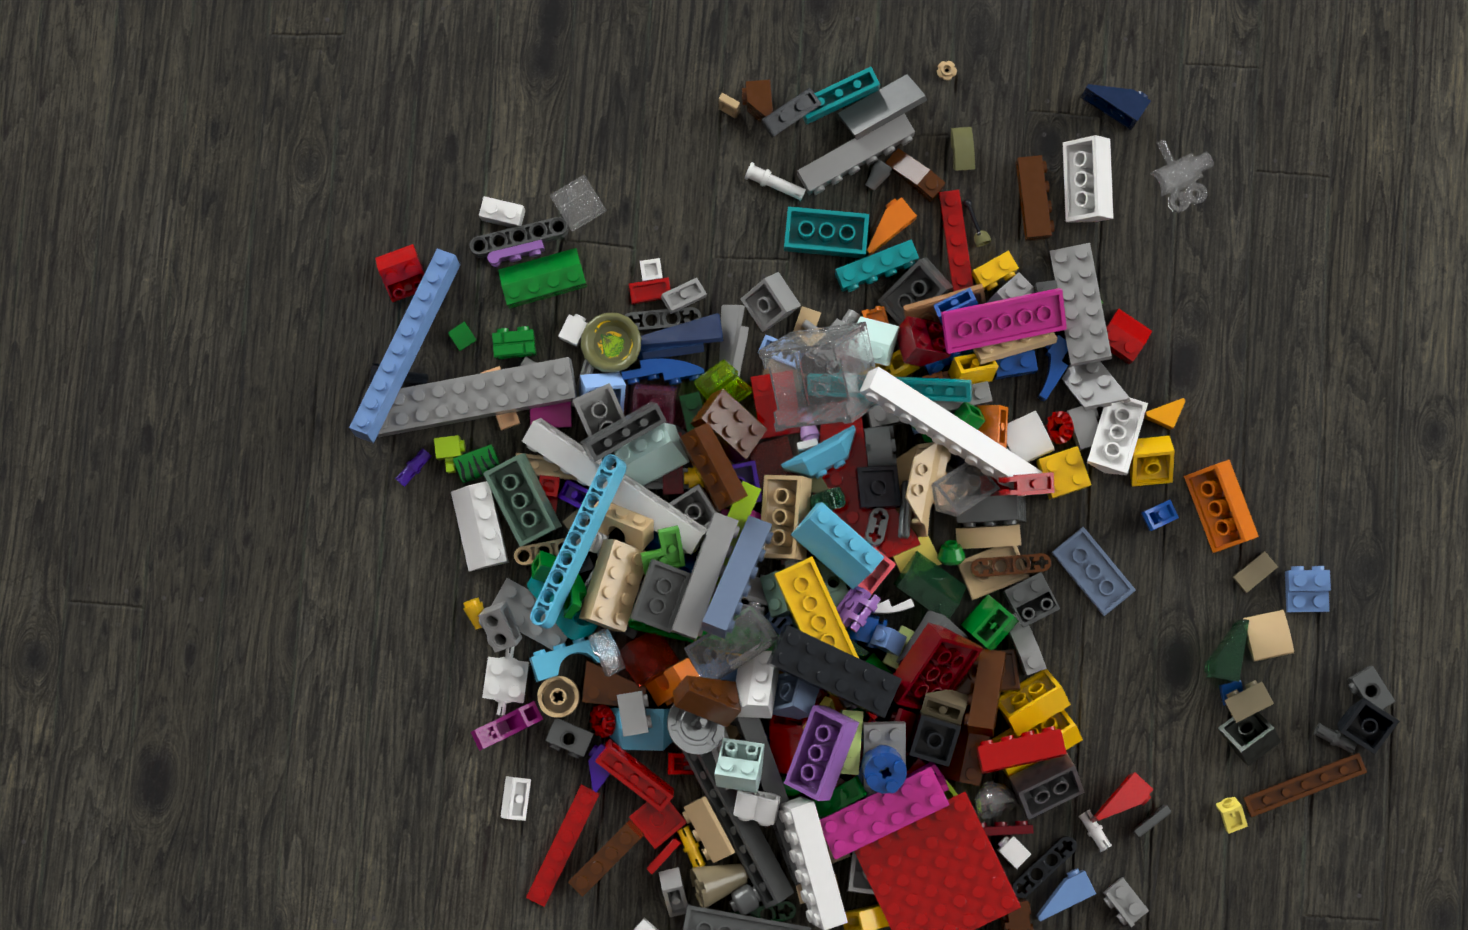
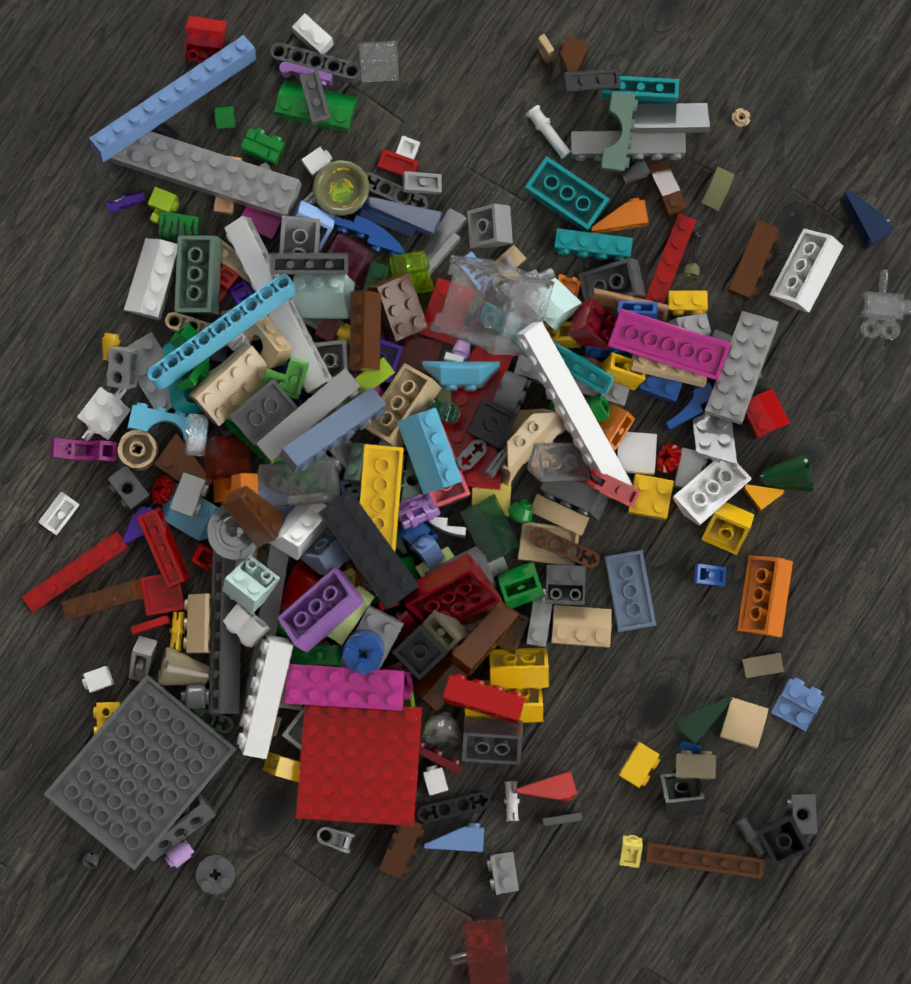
camera: 30 degrees right, 0 degrees up
(539, 270) = (315, 97): none -> dark grey hinge
(834, 122) = (621, 107): none -> sand green arch
(958, 616) = (497, 566): none -> light grey slope
(1067, 630) = (581, 626): none -> tan slope
(1181, 380) = (789, 475): none -> dark green cone
(1195, 730) = (639, 765): none -> yellow brick

